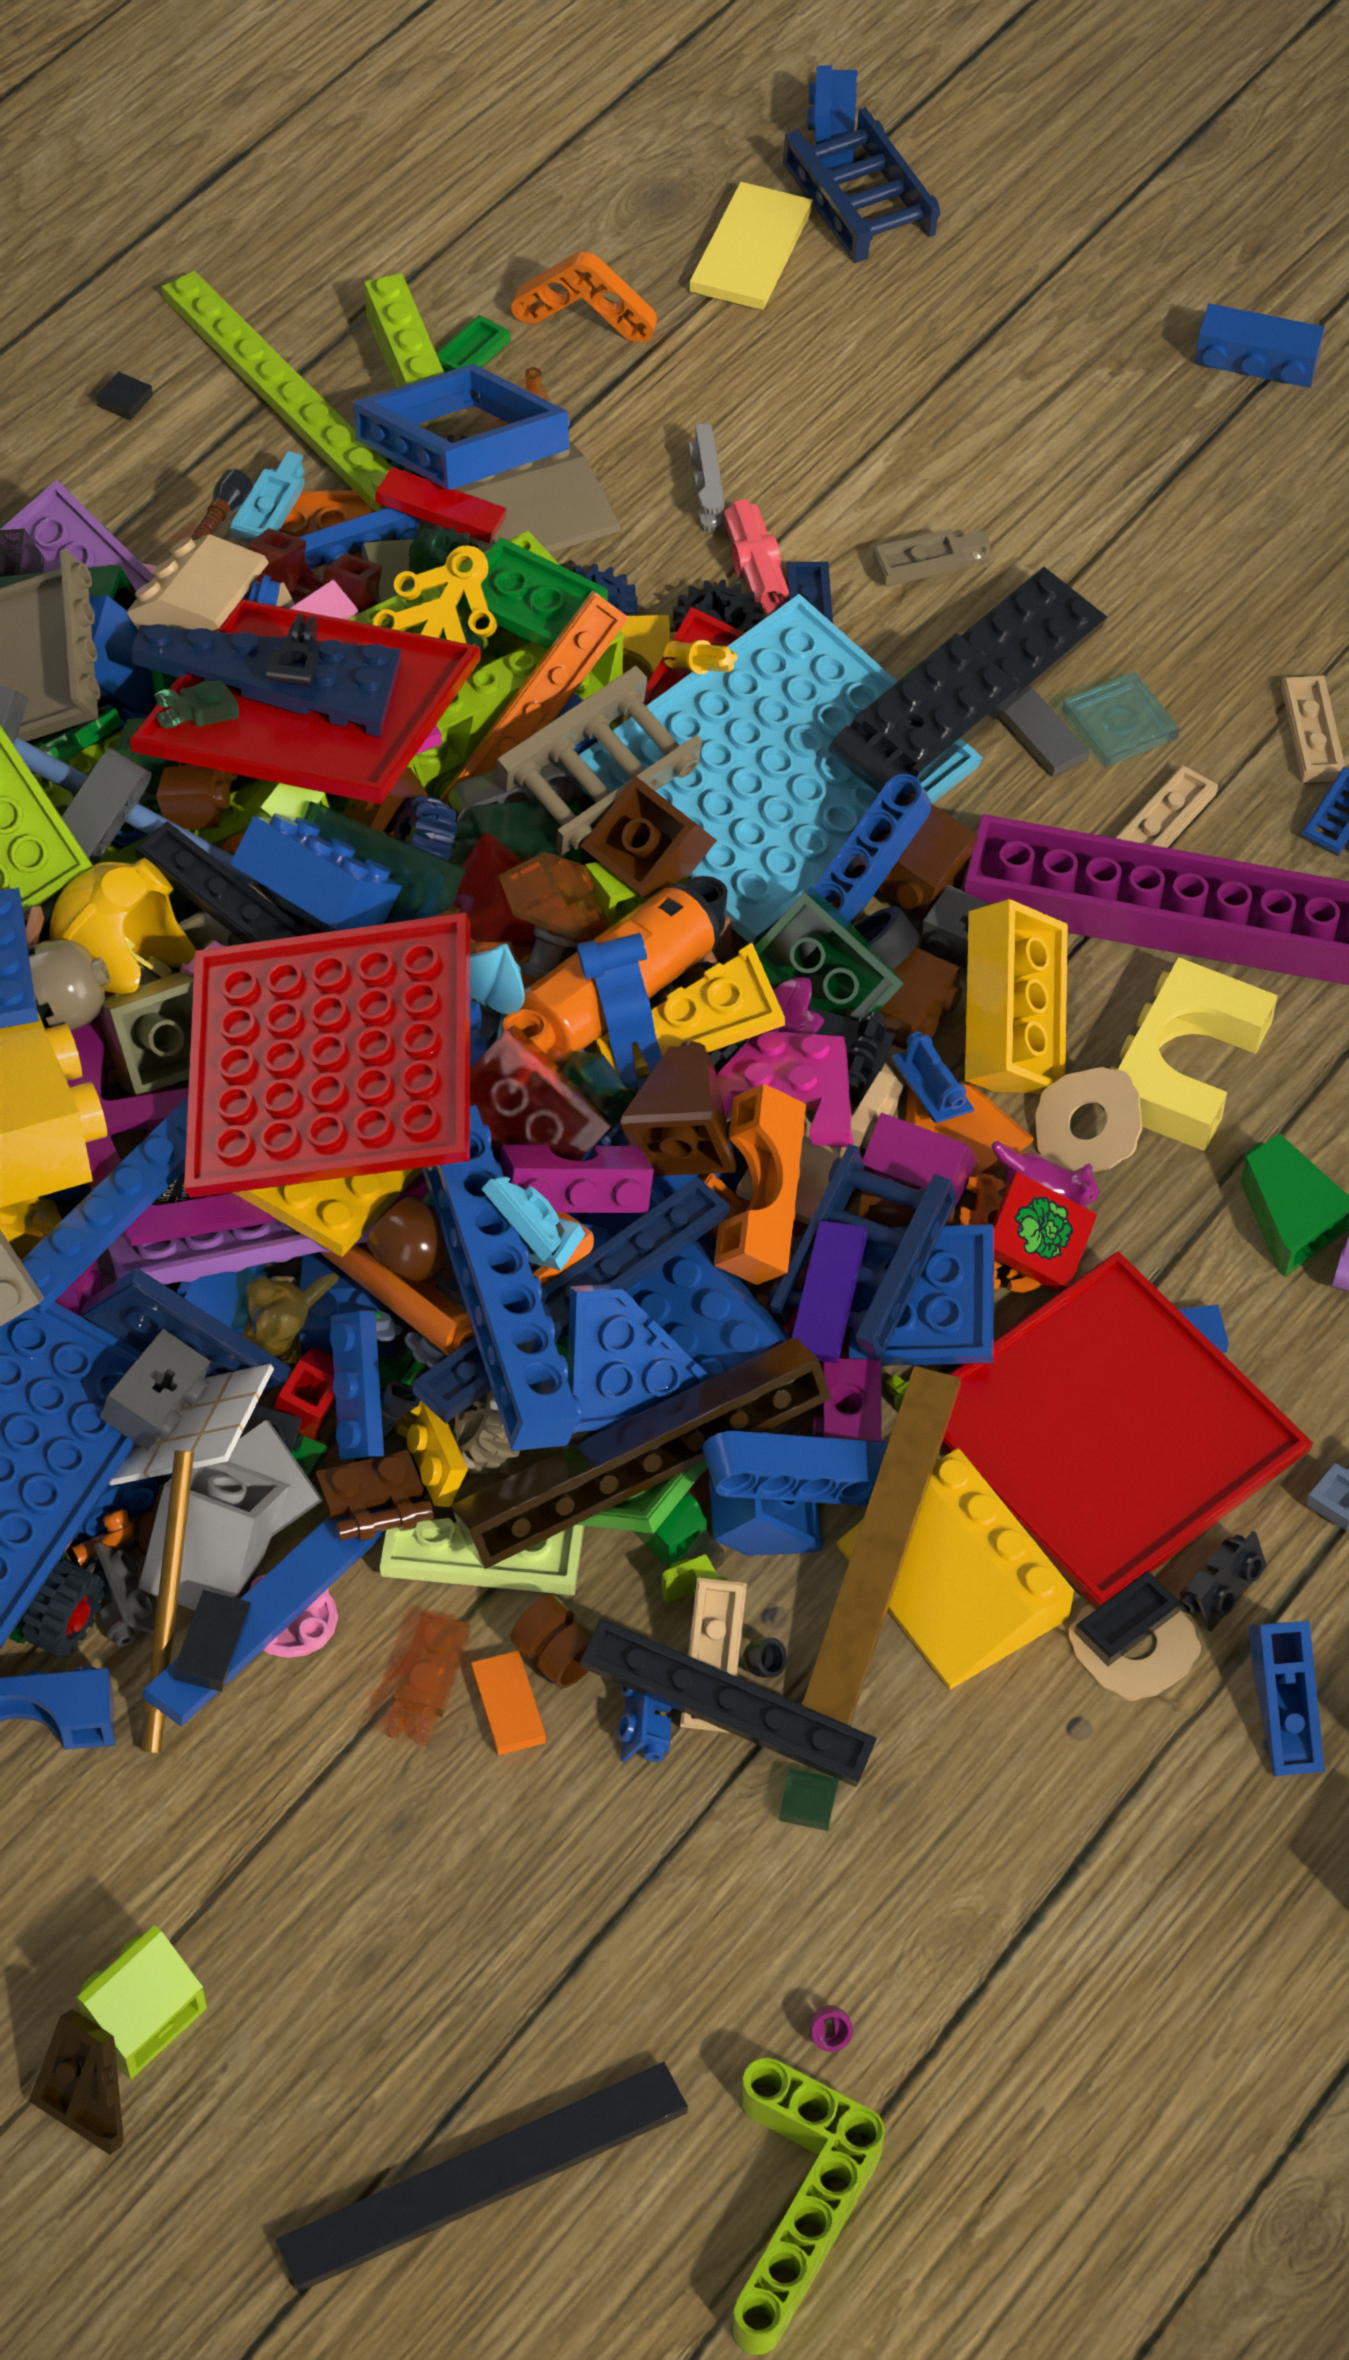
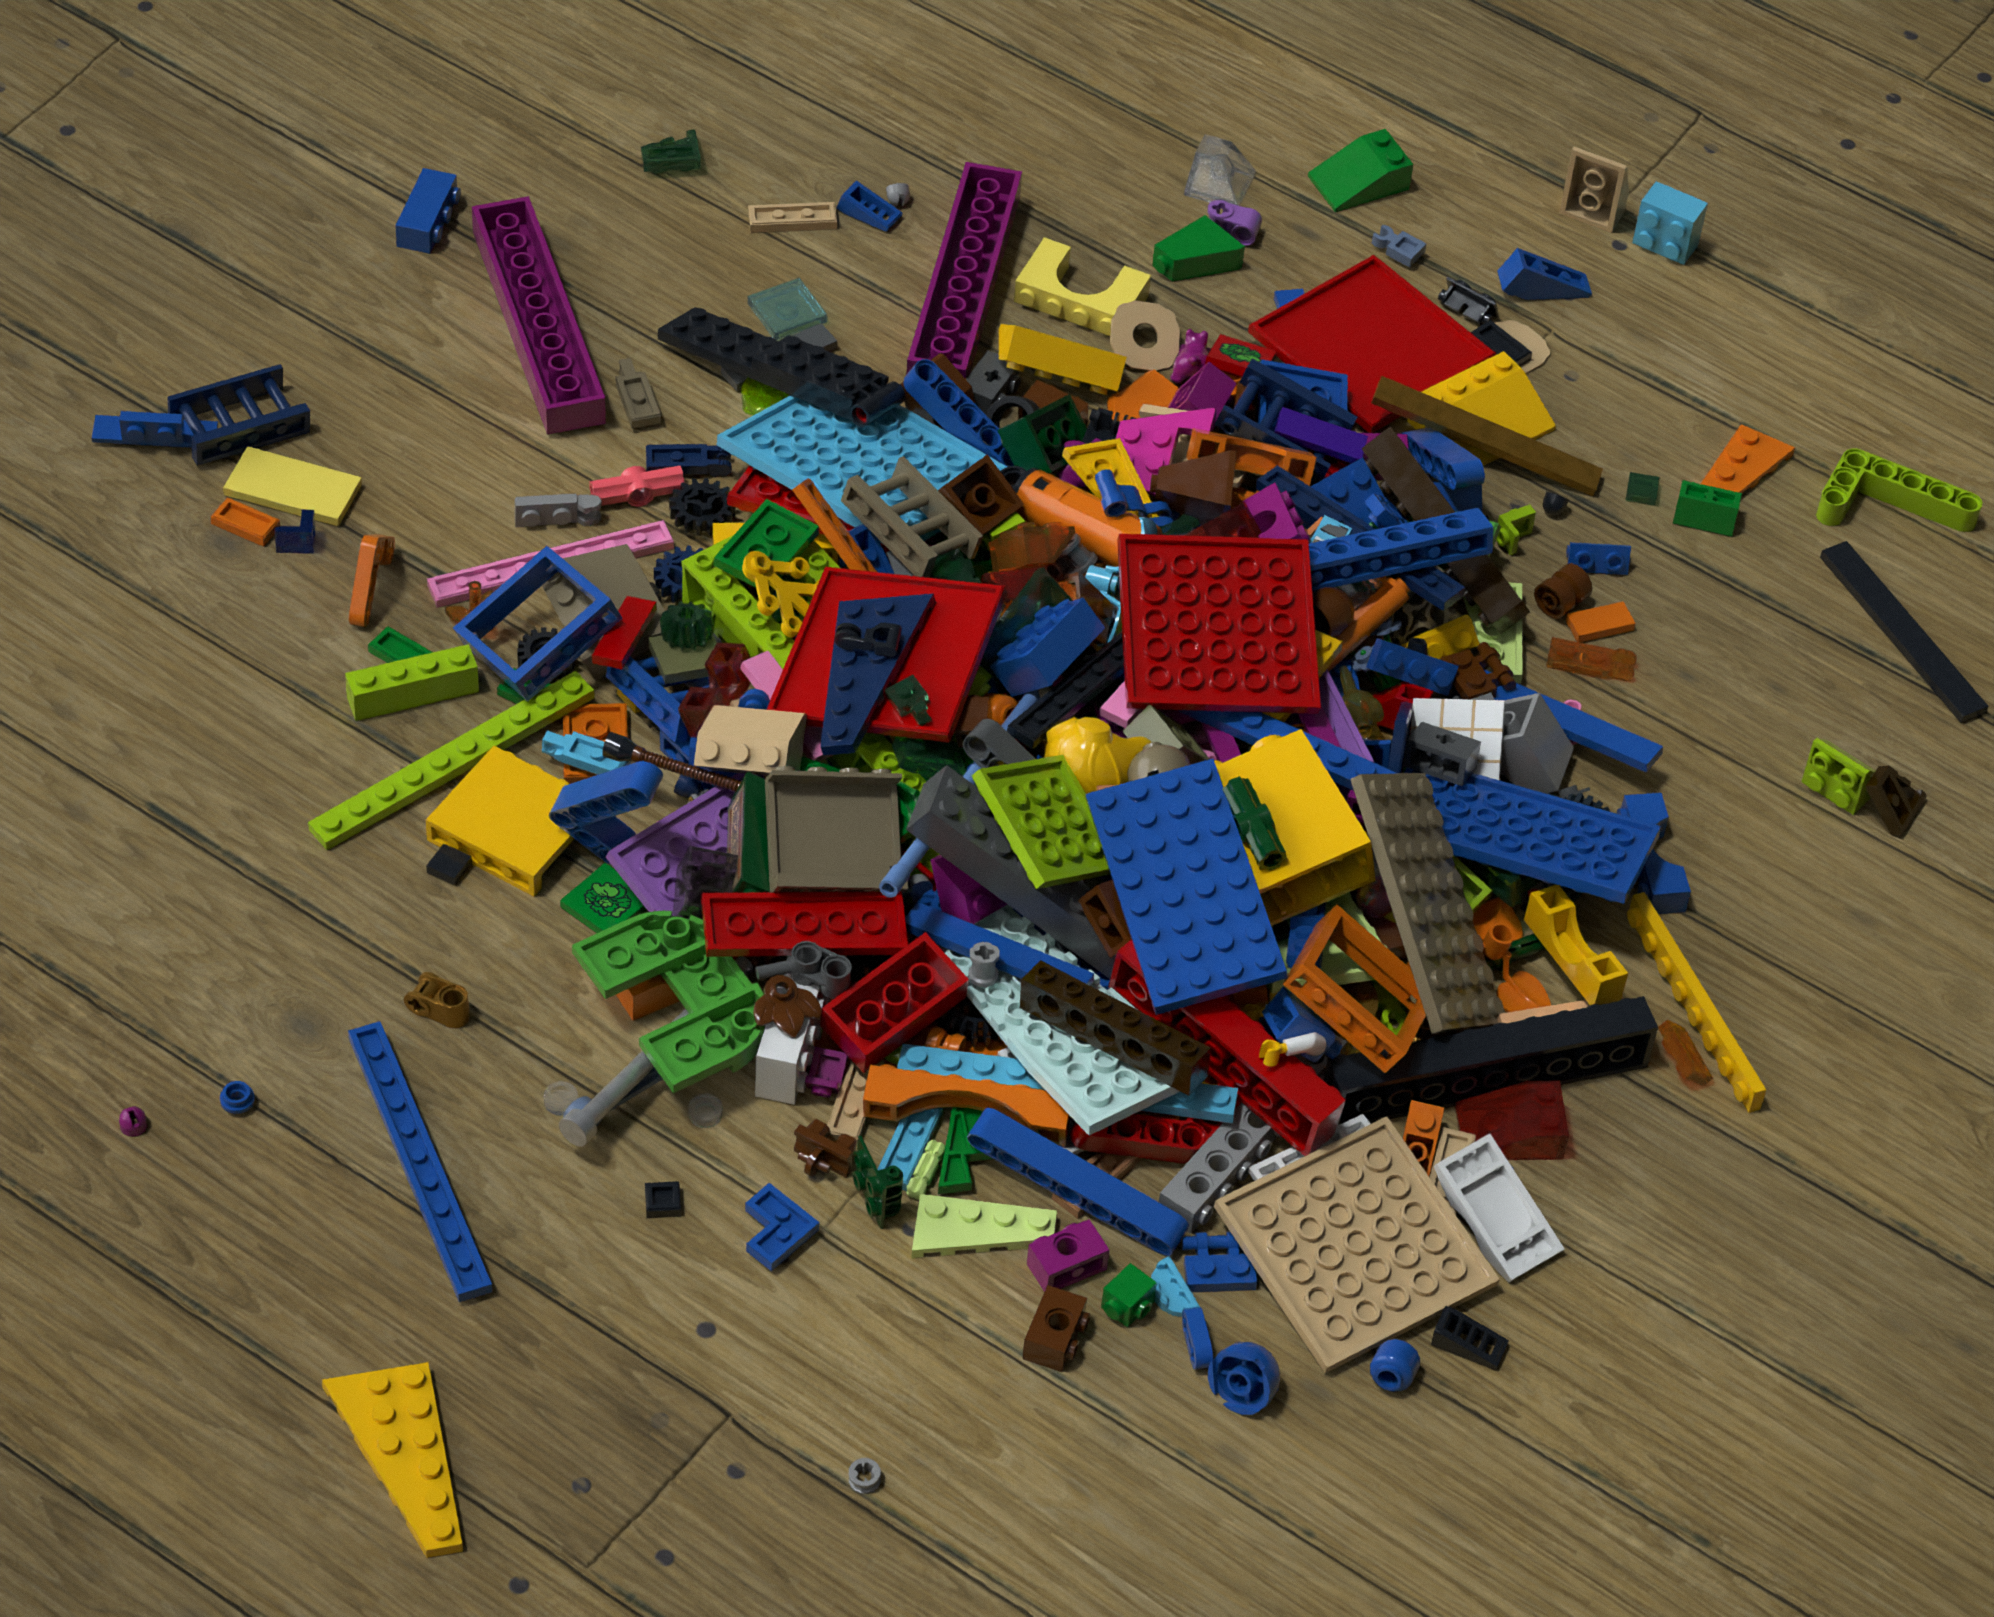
camera: 95 degrees left, 5 degrees down
(140, 475) = (590, 806): none -> blue beam
(168, 1592) = (1632, 776): pearl gold bar -> none
(179, 437) = (503, 819): none -> yellow panel
(212, 1641) = (1607, 733): black tile -> none
(528, 1214) = (1323, 533): medium azure tile -> none
(625, 483) = (454, 586): none -> bright pink tile
(663, 250) = (297, 538): none -> clear blue panel
(690, 208) = (245, 521): none -> orange tile
(699, 656) = (796, 475): yellow axle -> none
(716, 1632) = (1563, 517): tan tile -> none
(728, 1702) = (1598, 509): black tile -> none
(755, 1883) = (1707, 508): none -> green hinge
(841, 2028) = (1785, 481): magenta hinge -> none
(879, 1969) = (1747, 460): none -> orange wing
(931, 1079) = (1129, 403): blue hinge -> none
(1061, 447) = (538, 315): none -> magenta brick
(1170, 809) = (875, 294): tan tile -> none

